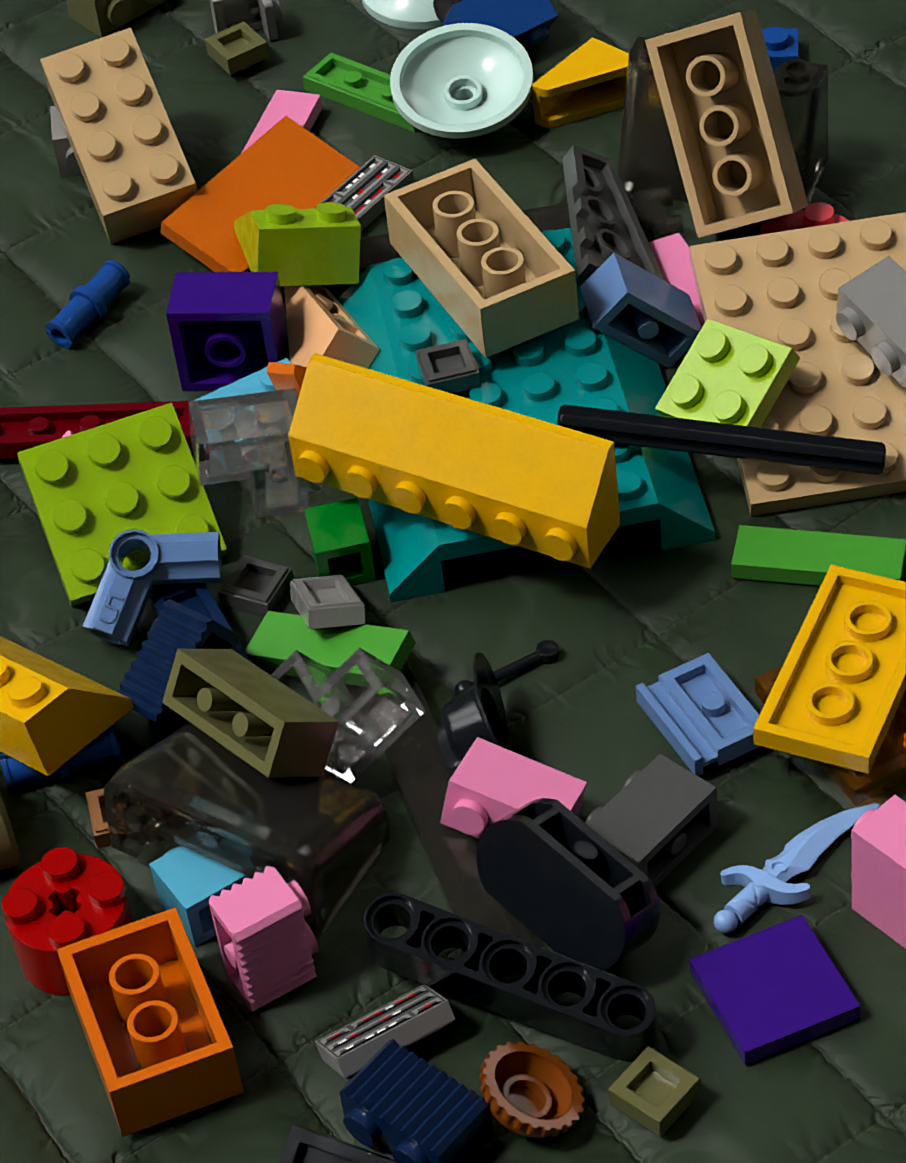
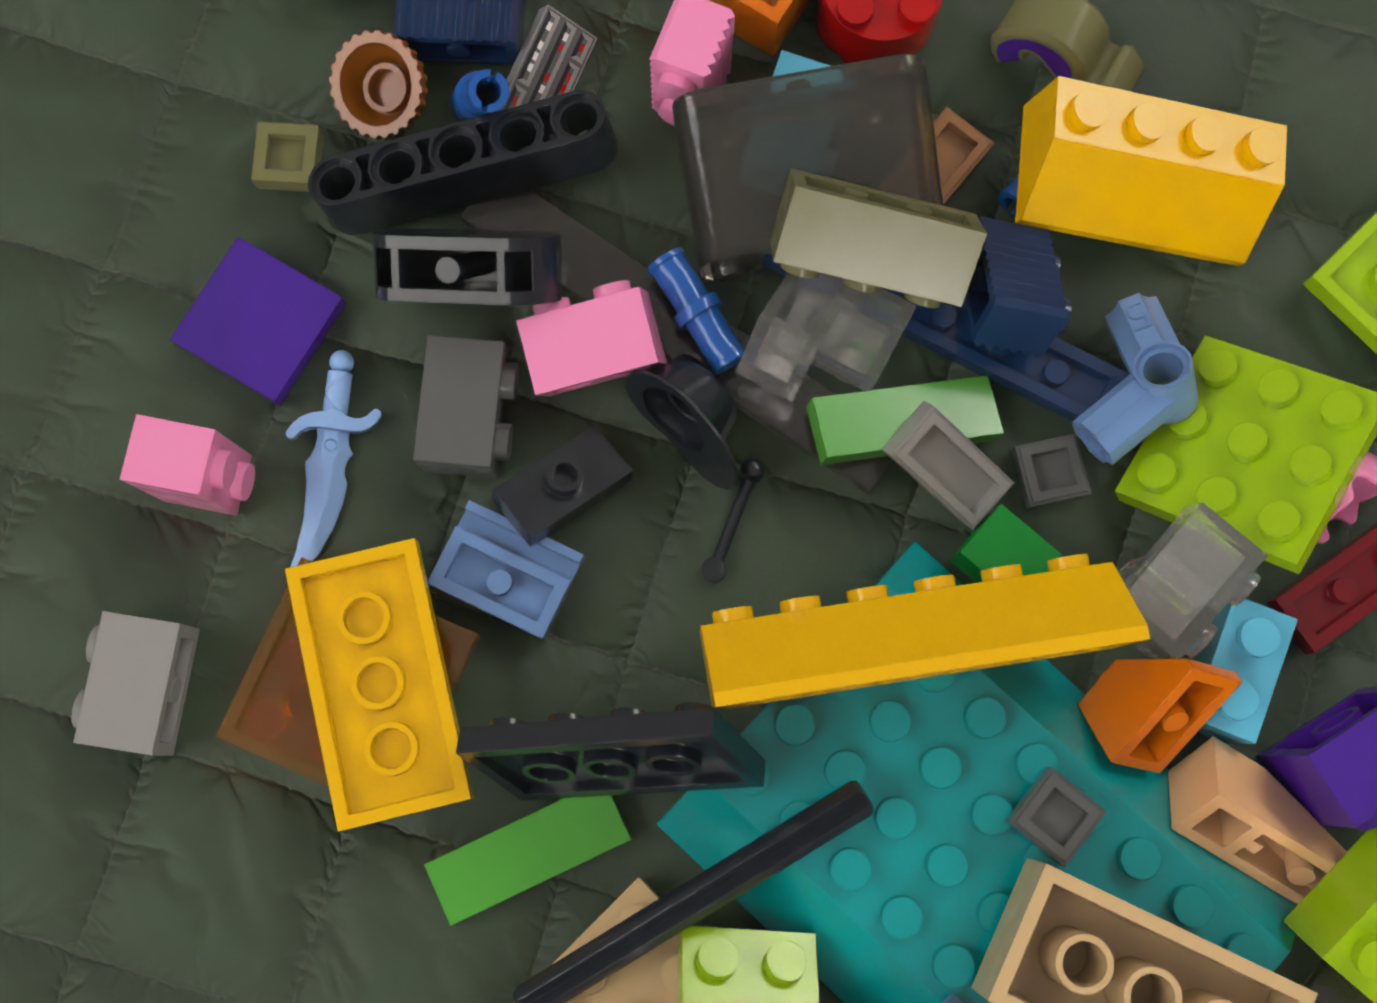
camera: 135 degrees right, 35 degrees up
(415, 781) = (697, 310): none -> blue pin
(456, 1007) = (491, 90): none -> blue pin
(615, 736) = (562, 485): none -> black plate
(724, 530) = (613, 753): none -> black plate

